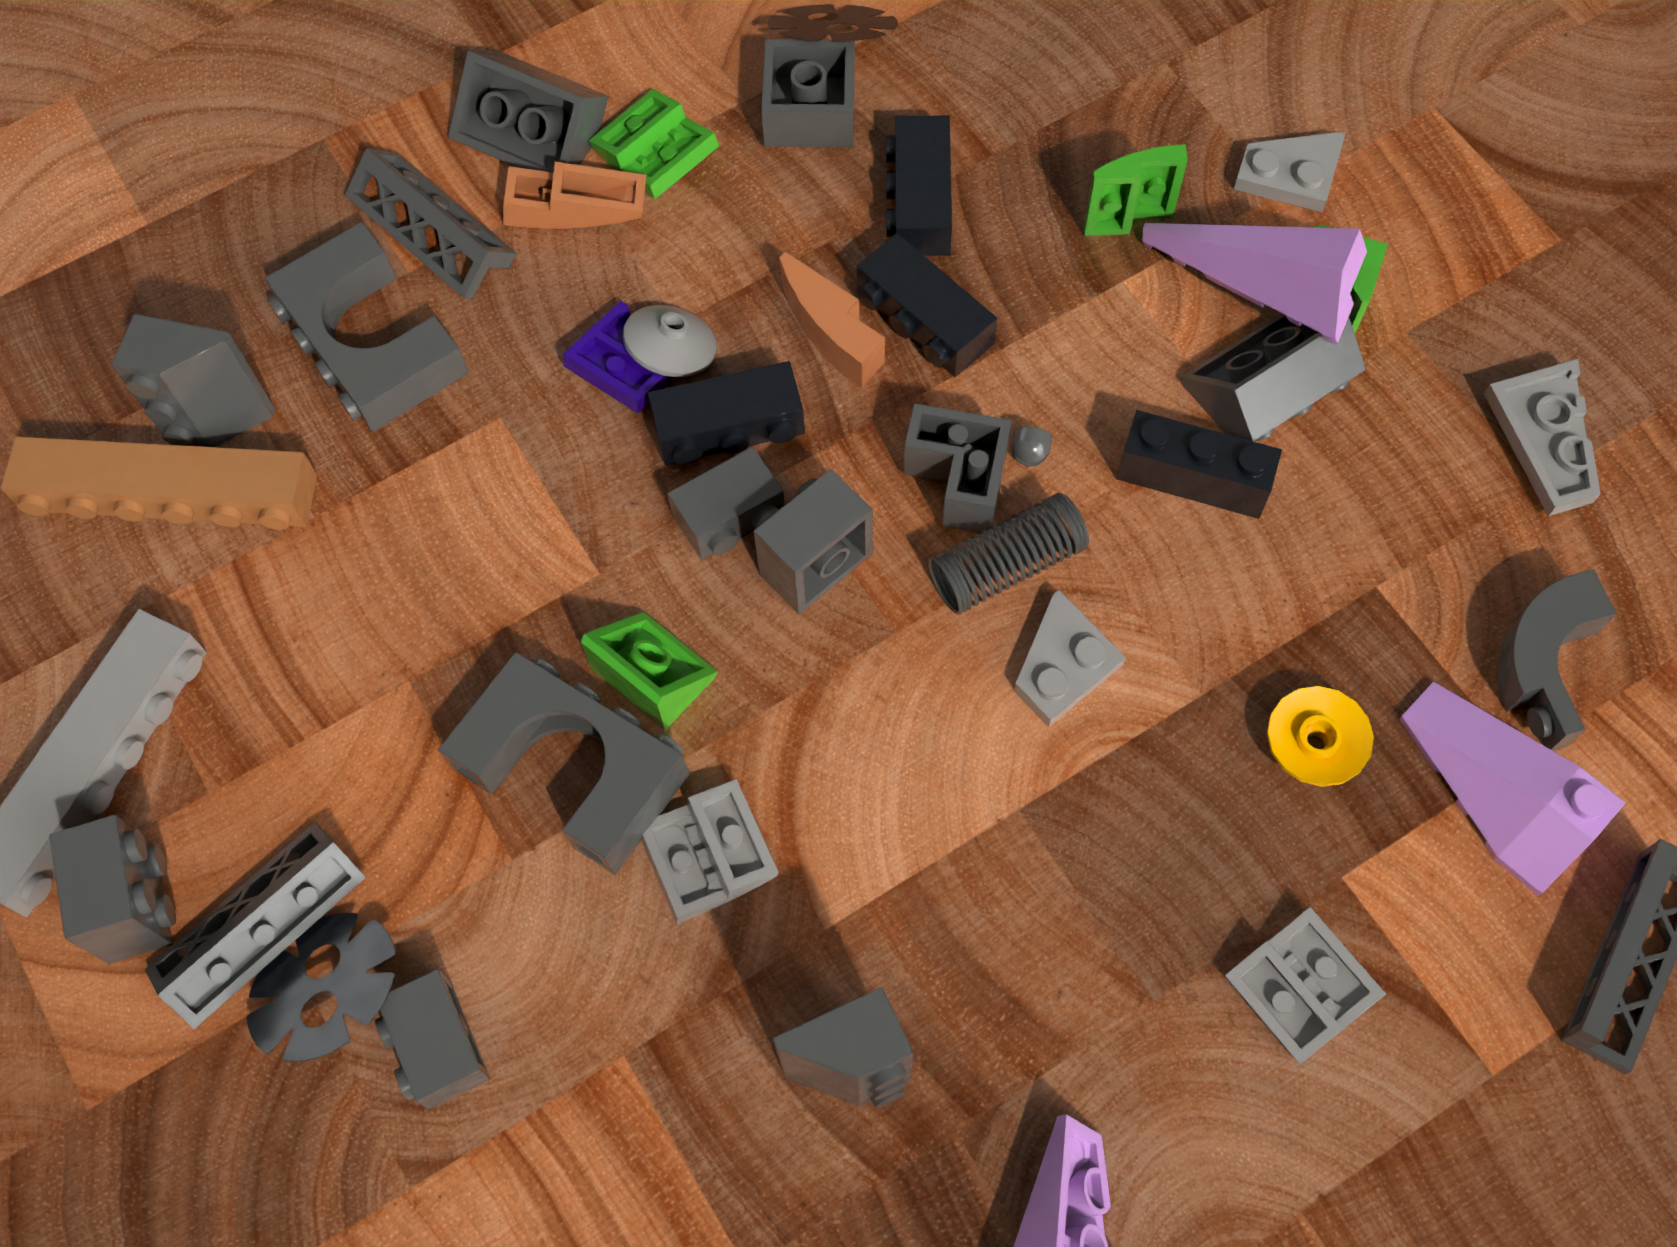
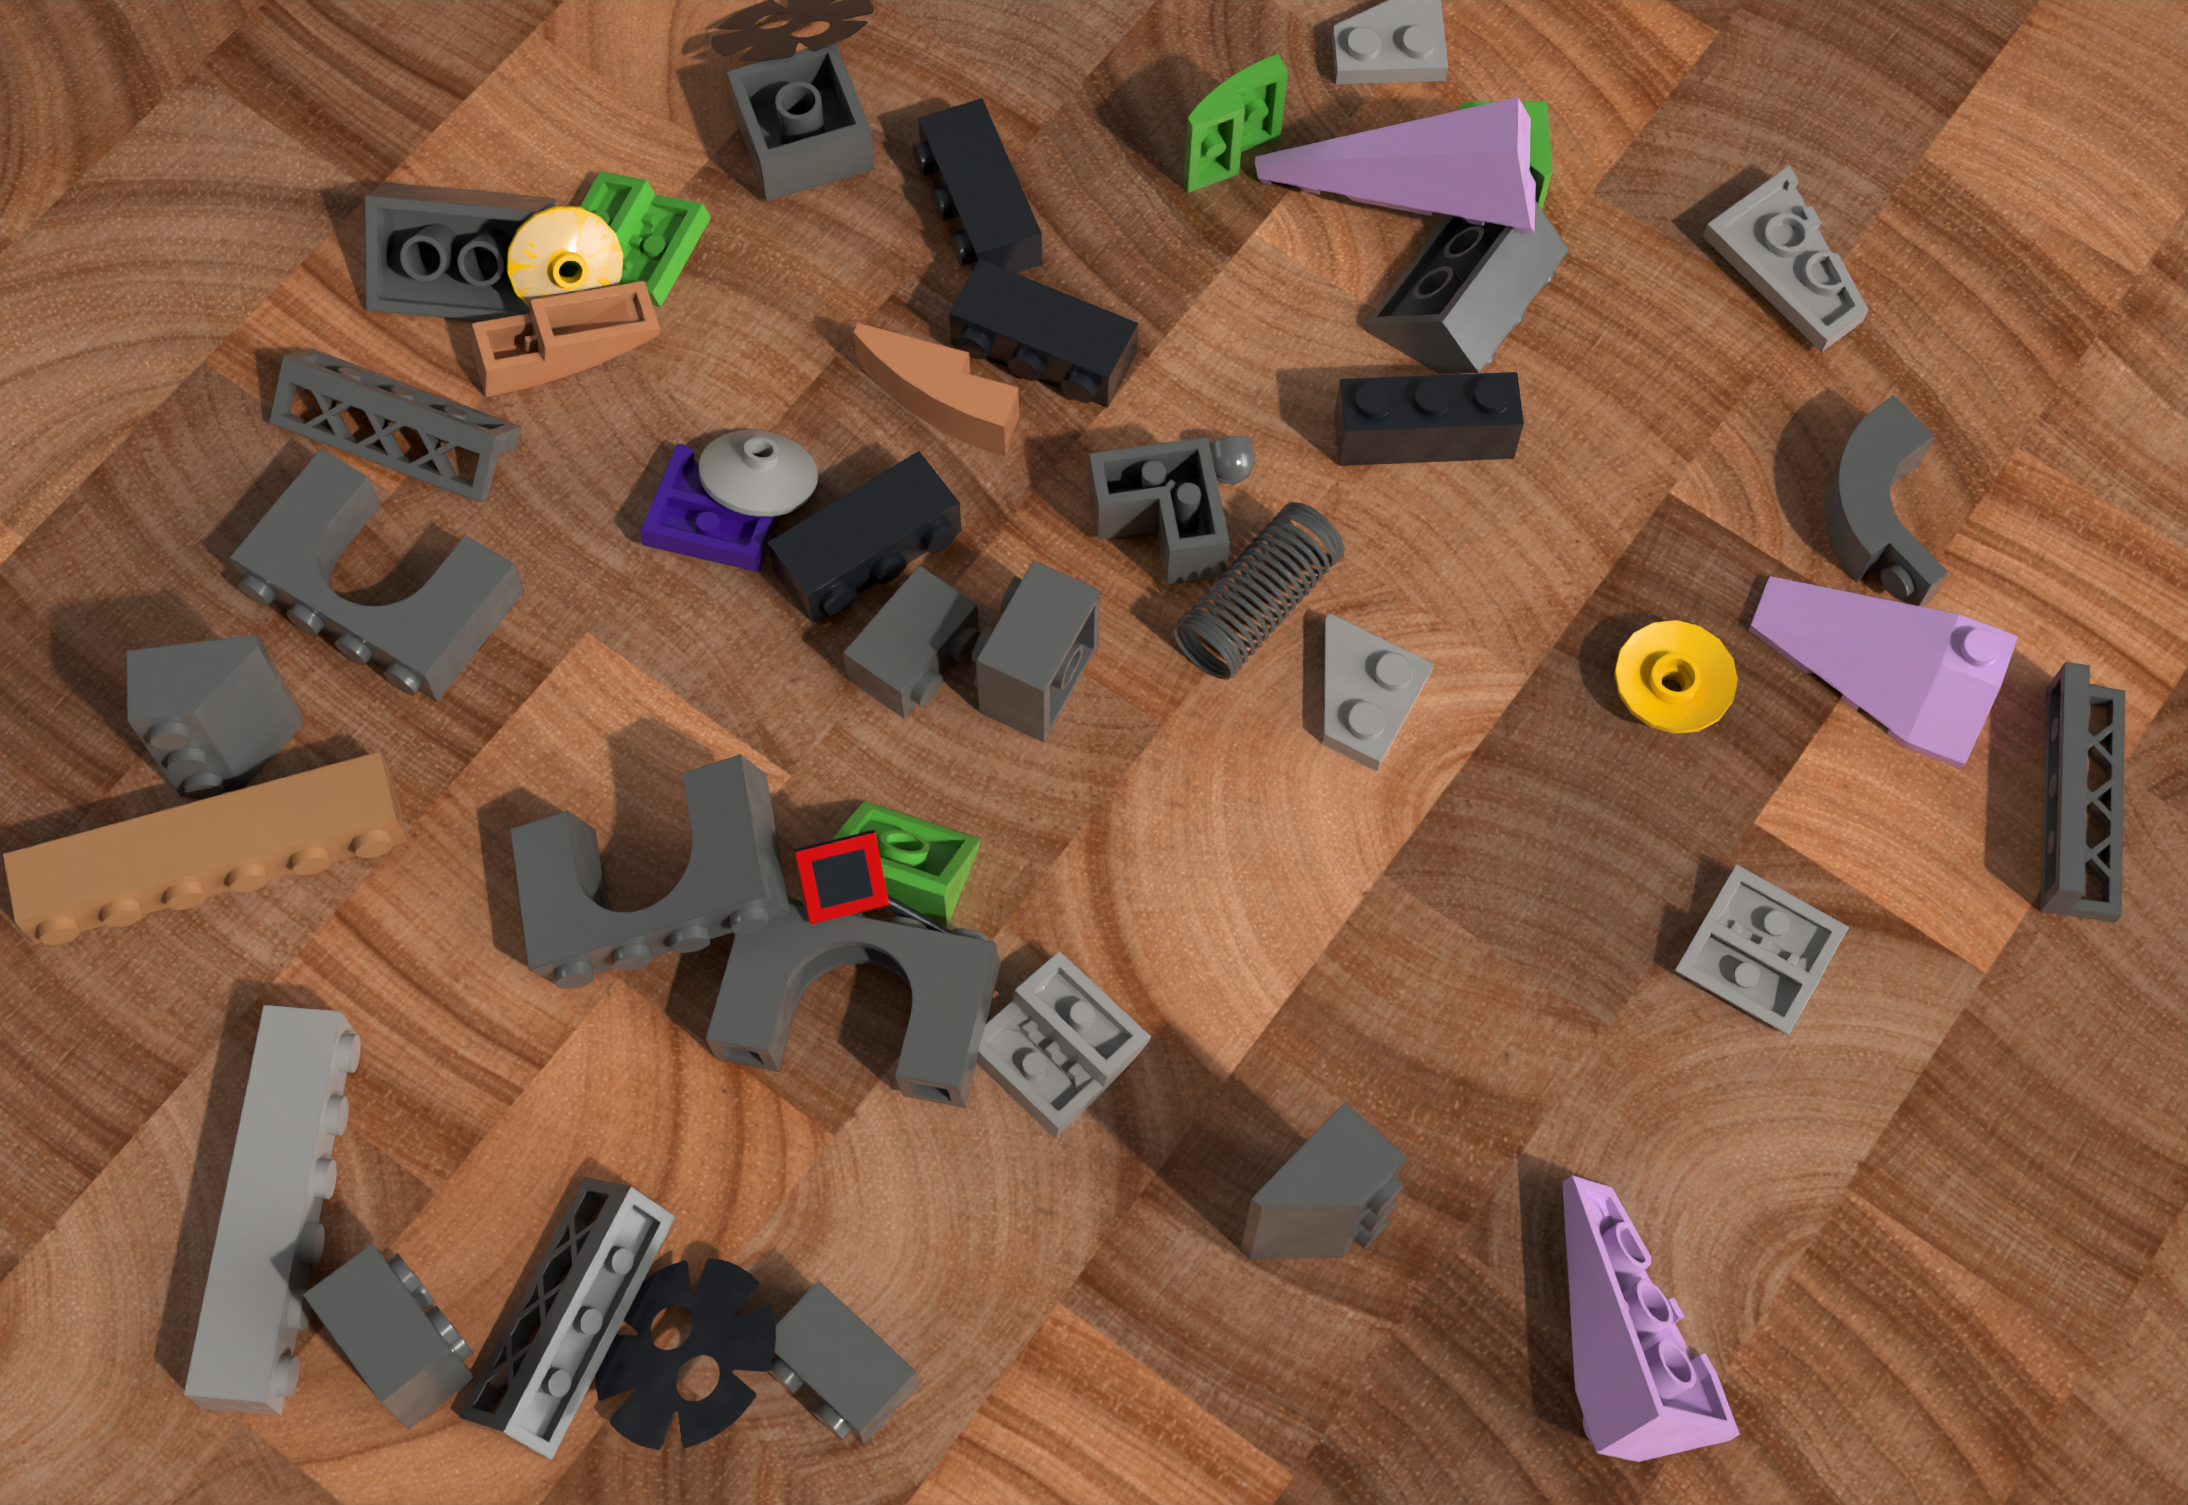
camera: 25 degrees left, 0 degrees up
(497, 640) = (727, 888): none -> dark grey arch
(590, 665) = (847, 879): none -> piece
(595, 121) = (558, 237): none -> tan dish

